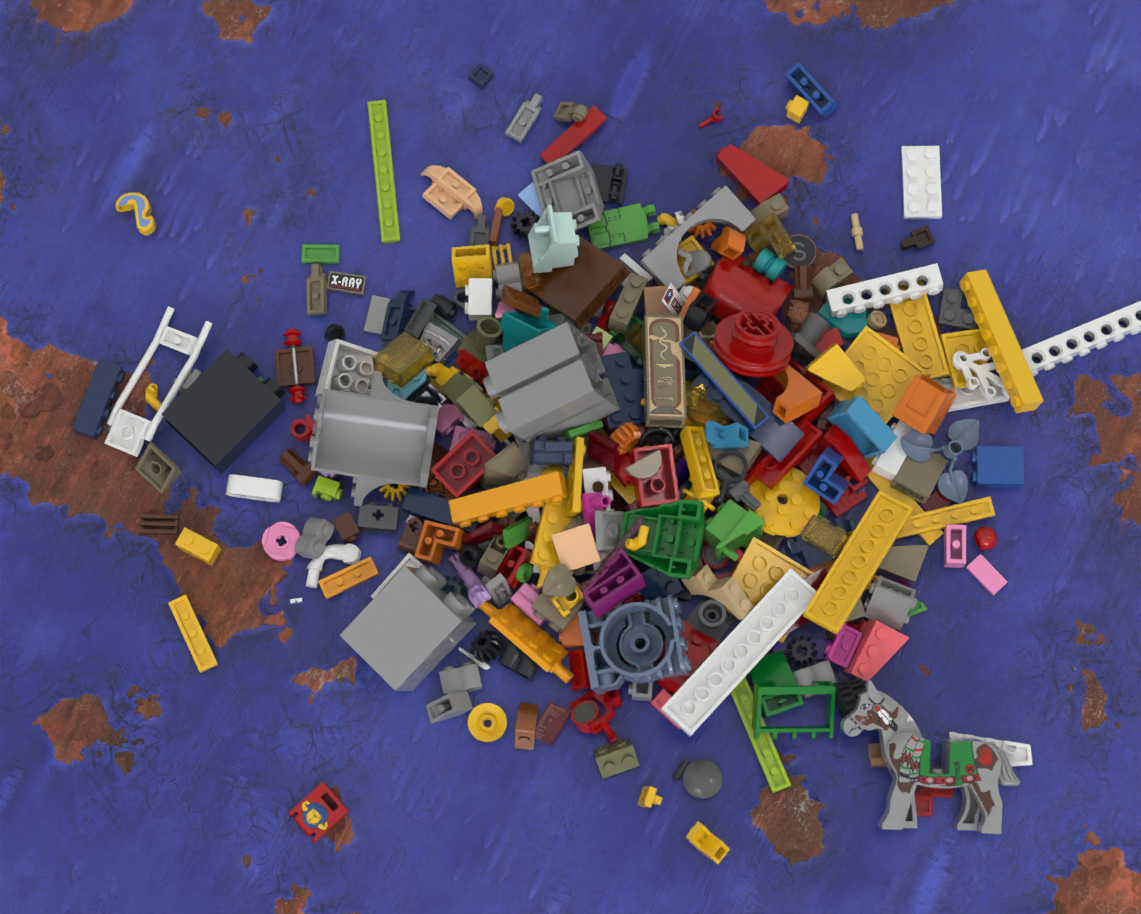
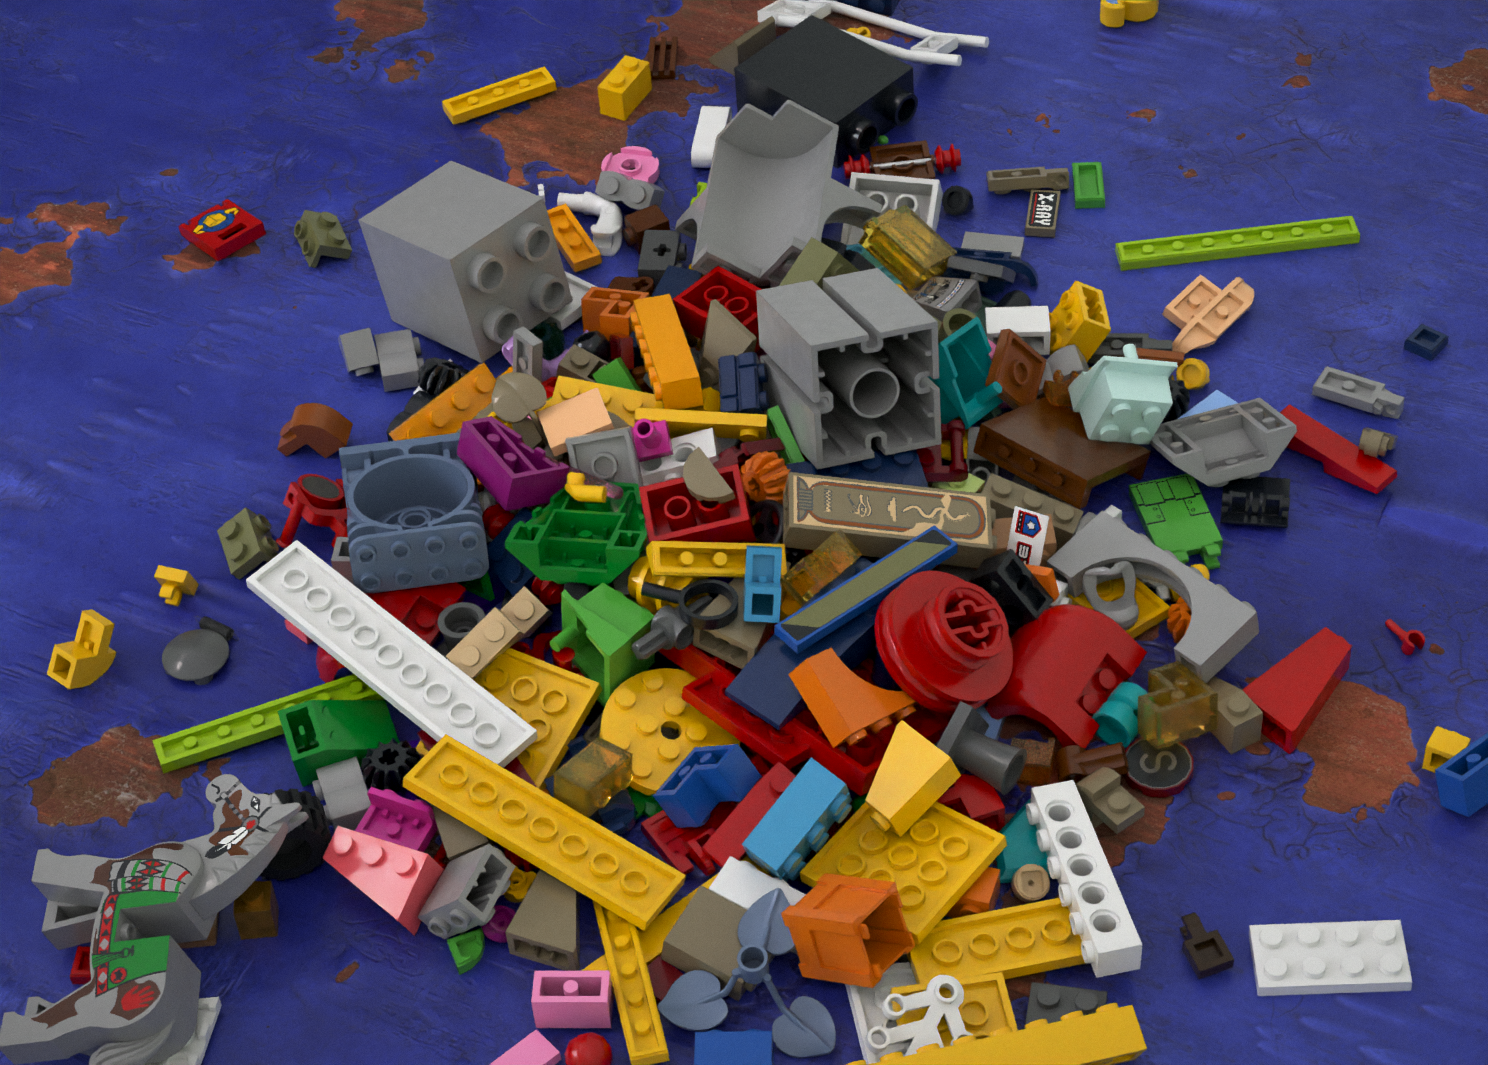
camera: 90 degrees right, 30 degrees down
(334, 742) = (321, 235): none -> olive bracket
(485, 712) = (328, 387): yellow dish -> none
(551, 723) = (297, 463): clear red panel -> none
(729, 243) = (1152, 639): orange brick -> none
(770, 688) = (320, 699): green hinge -> none
(857, 232) = (1208, 852): tan bar -> none

